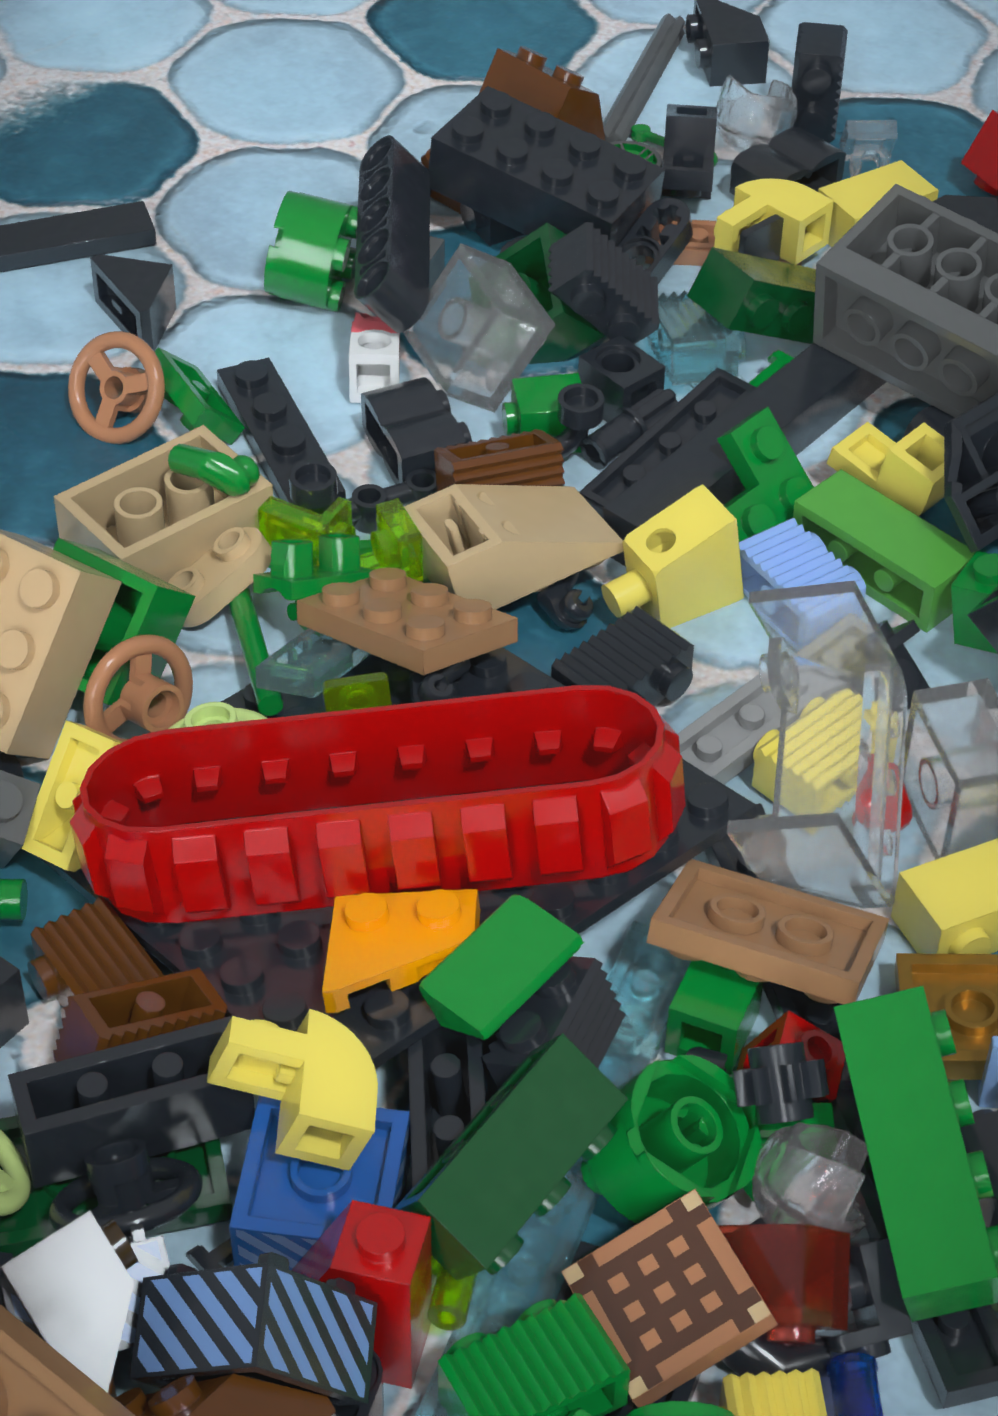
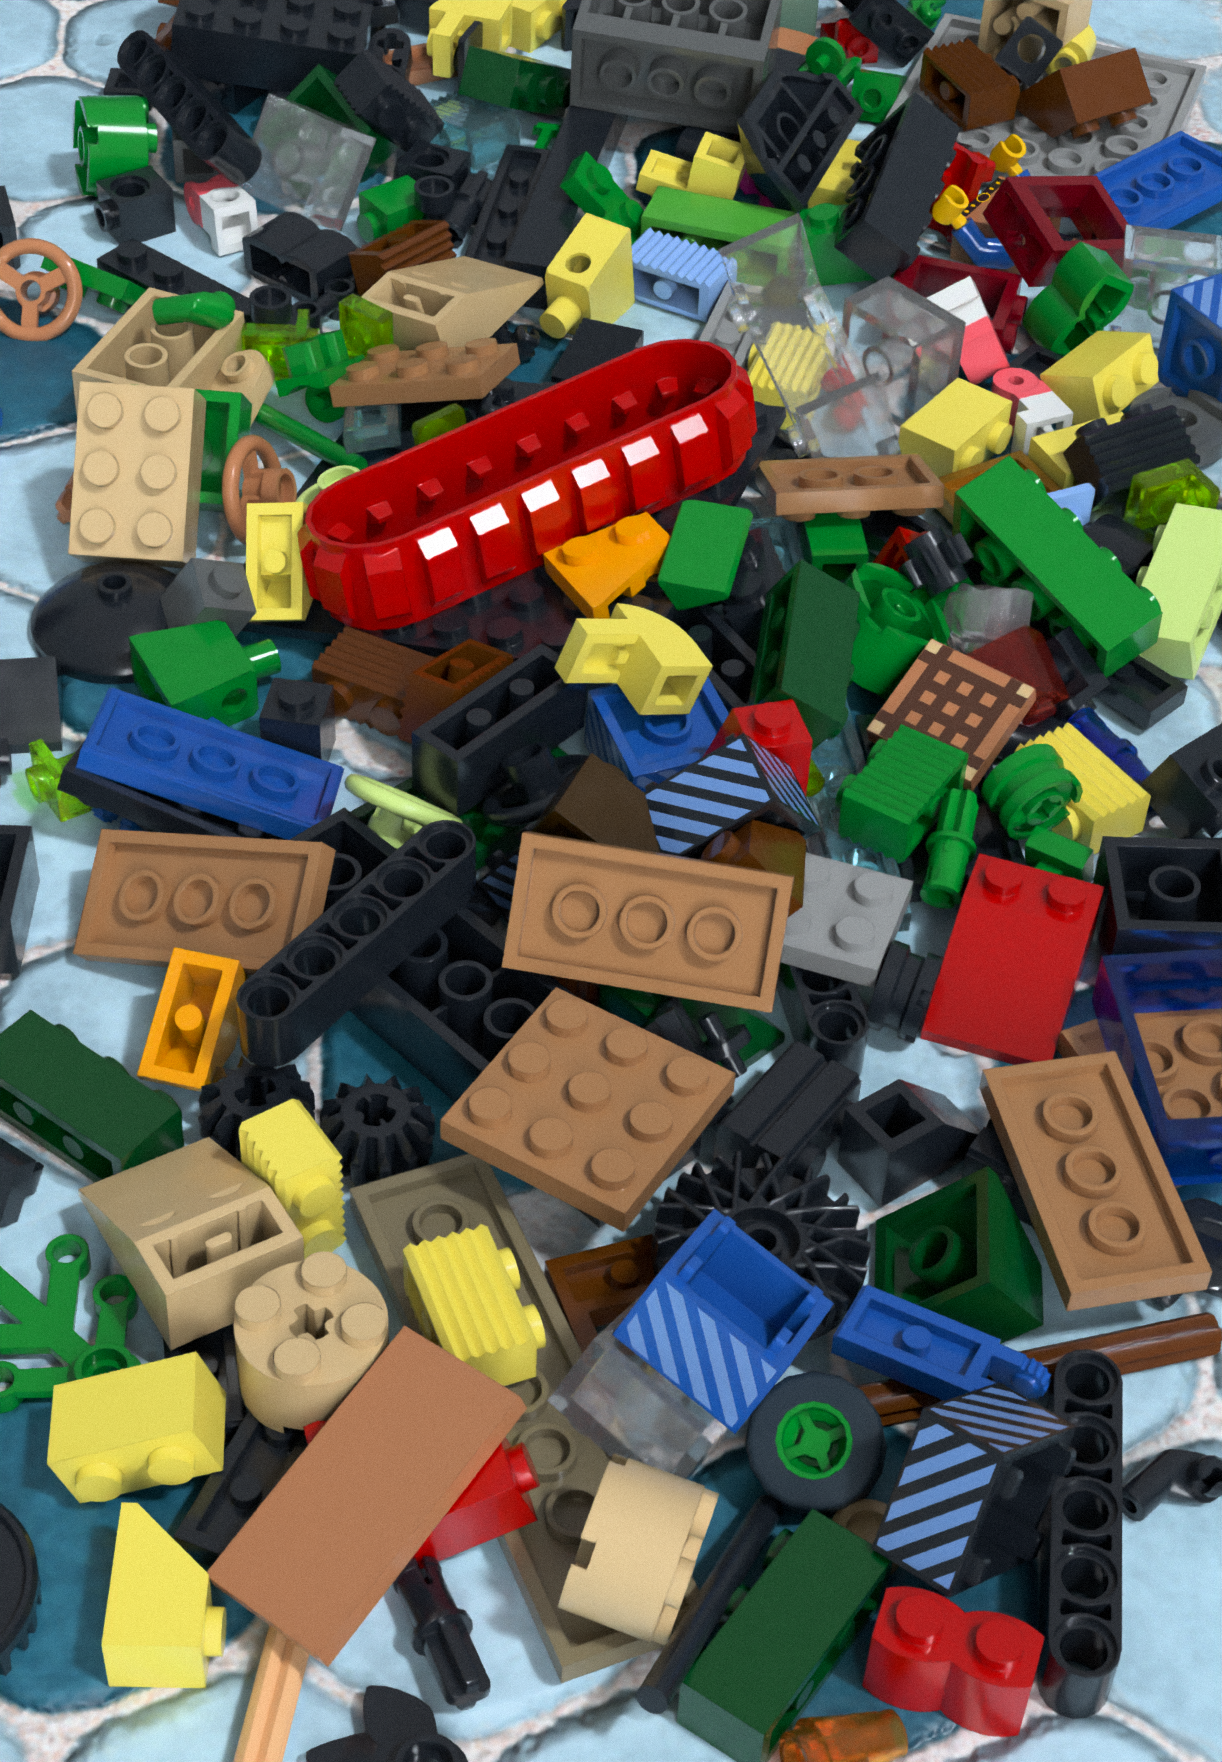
camera: 30 degrees left, 0 degrees up
(293, 323) = (135, 206): none -> black brick

